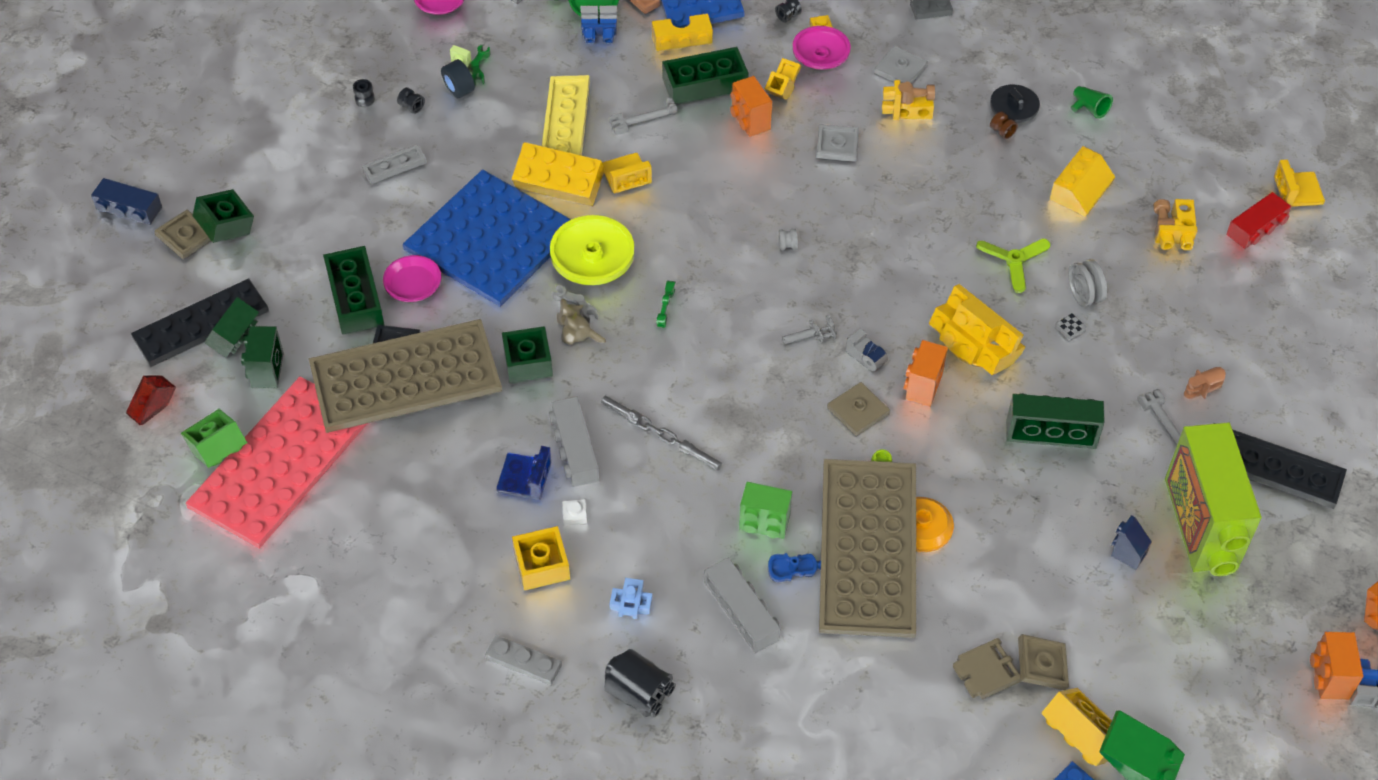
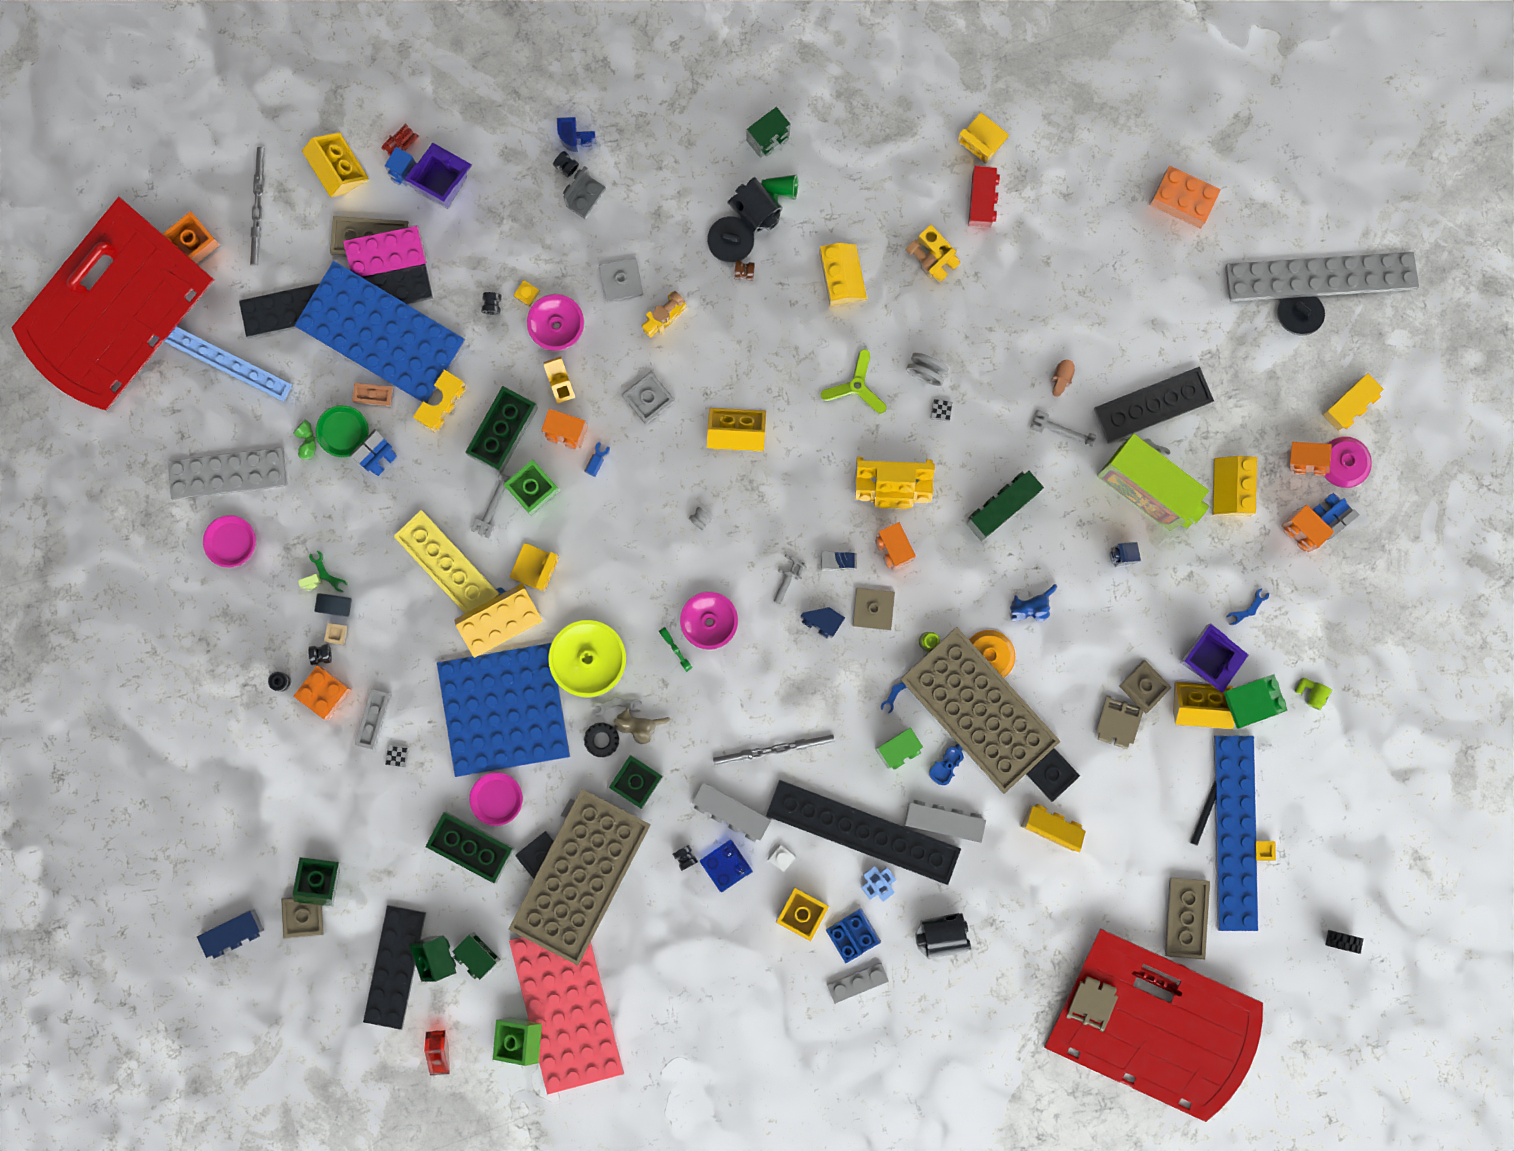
camera: 50 degrees left, 30 degrees up
(380, 200) = (396, 756): none -> tile
(382, 120) = (322, 692): none -> orange brick
(437, 99) = (335, 634): none -> tan plate
(499, 439) = (686, 862): none -> black wheel
(536, 302) = (593, 731): none -> black tyre
(563, 620) = (853, 935): none -> blue slope
(665, 555) = (863, 832): none -> black plate
(683, 122) = (531, 487): none -> bright green brick
(714, 300) = (706, 606): none -> dark pink dish
(752, 148) = (596, 460): none -> blue bar
(808, 379) = (824, 619): none -> dark blue slope
(812, 478) = (895, 690): none -> blue piece
(833, 693) = (1054, 828): none -> yellow slope
(880, 656) = (1053, 775): none -> black plate
(882, 209) = (736, 429): none -> yellow slope
(1003, 517) = (1036, 607): none -> blue animal
(1057, 91) = (756, 206): none -> black cylinder
(1117, 58) = (768, 132): none -> dark green brick
(1135, 679) = (1214, 657): none -> dark purple piece
(1212, 695) = (1250, 611): none -> blue piece
(1294, 583) = (1235, 486): none -> yellow slope

